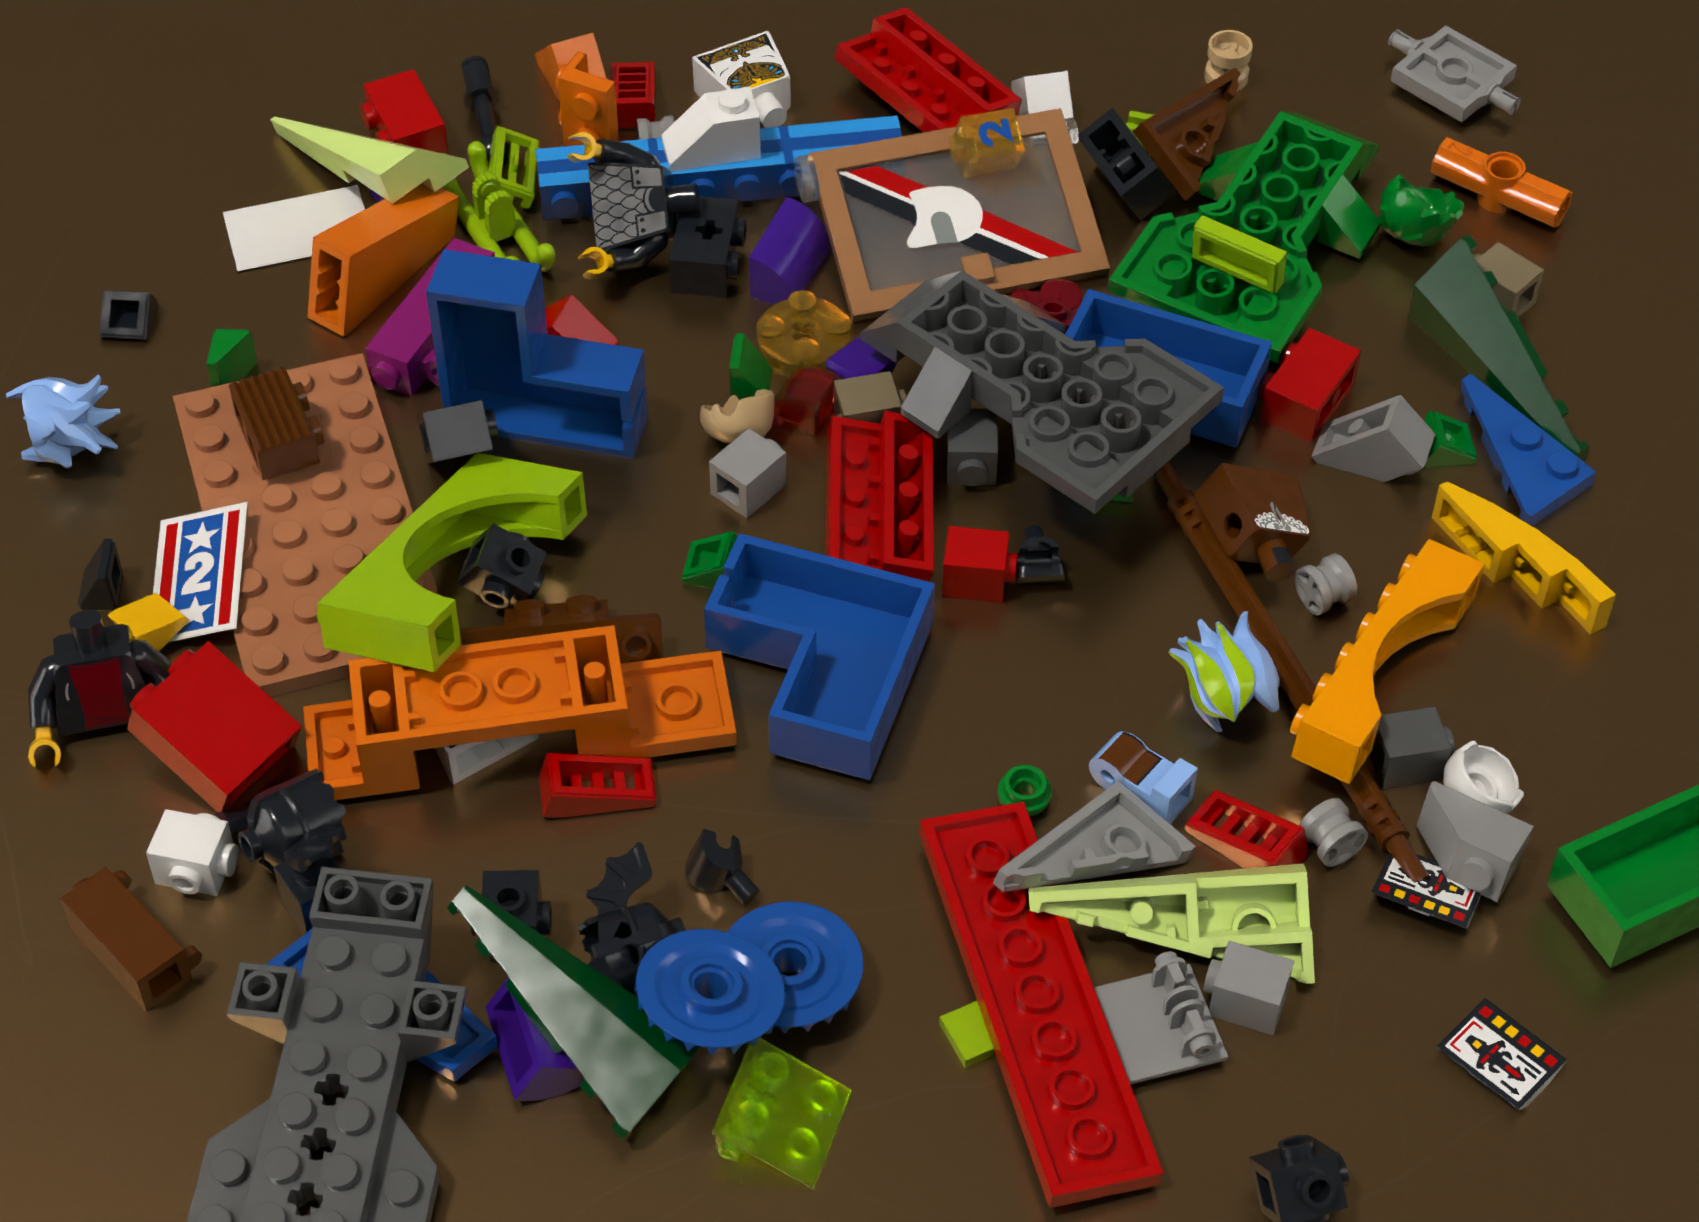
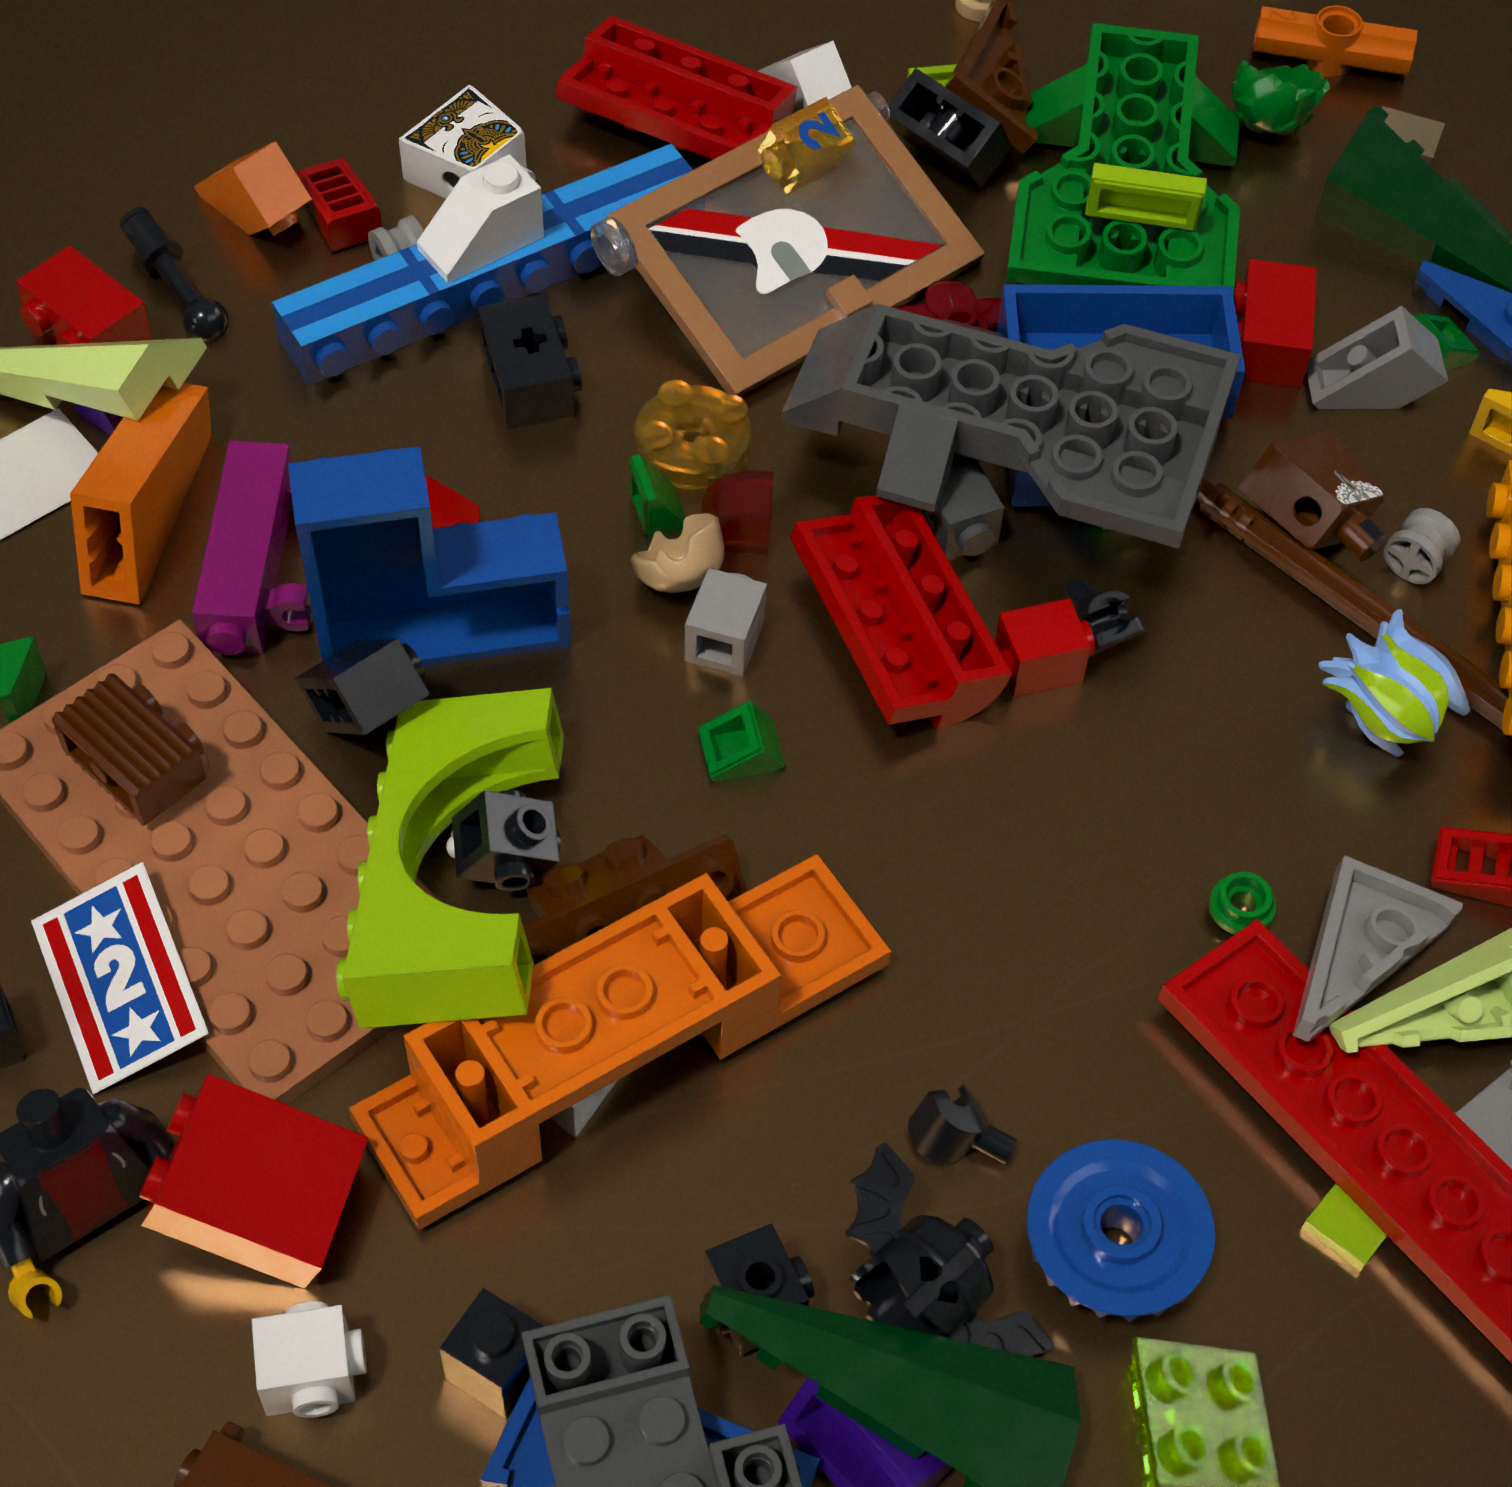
camera: 25 degrees left, 5 degrees up
(151, 620) = (88, 1060): yellow slope -> none
(290, 823) = (426, 1281): black helmet -> none
(495, 215) = (259, 399): lime piece -> none
(527, 189) = (235, 330): lime tile -> none
(576, 800) = (718, 1100): red slope -> none
(585, 102) = (307, 234): orange bracket -> none
(630, 204) = (426, 336): torso -> none
(709, 989) = (1076, 1272): blue gear -> none
(787, 253) = (628, 344): dark purple brick -> none
(841, 634) = (956, 782): blue piece -> none
(859, 360) = (783, 447): dark purple slope -> none
(867, 397) = (816, 490): dark tan brick -> none
(1152, 778) = (1381, 839): light blue leg -> none

